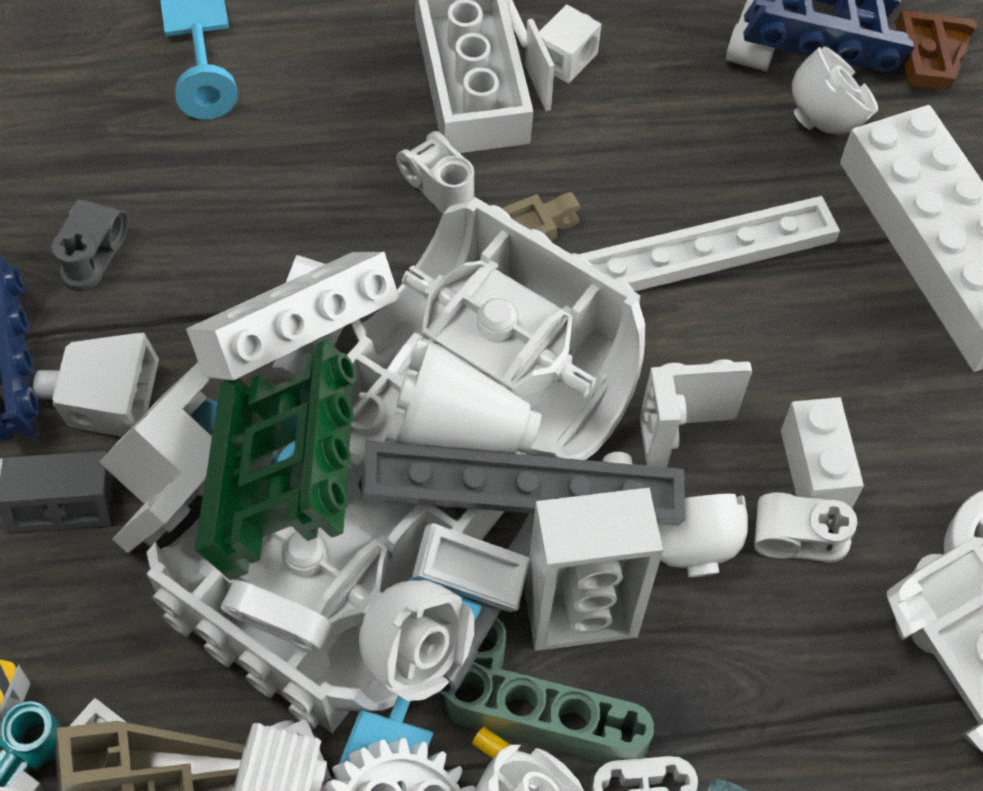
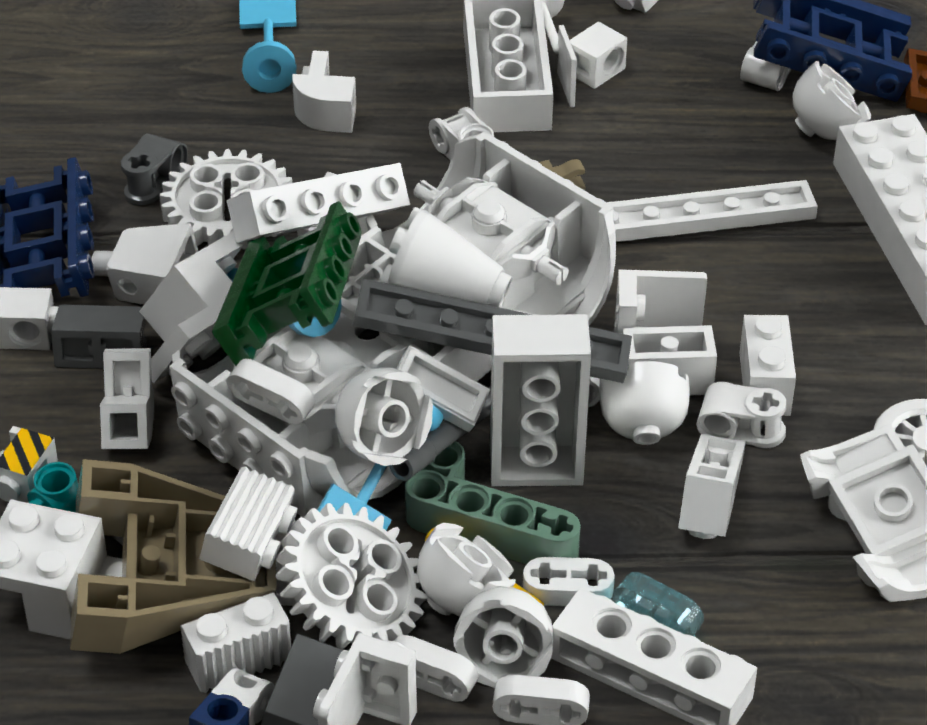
camera: 10 degrees right, 15 degrees down
(101, 593) = (128, 399): none -> white brick
(138, 284) = (198, 191): none -> white gear
(272, 131) = (322, 99): none -> white brick
(720, 462) = (685, 347): none -> white brick
(787, 632) = (711, 486): none -> white slope

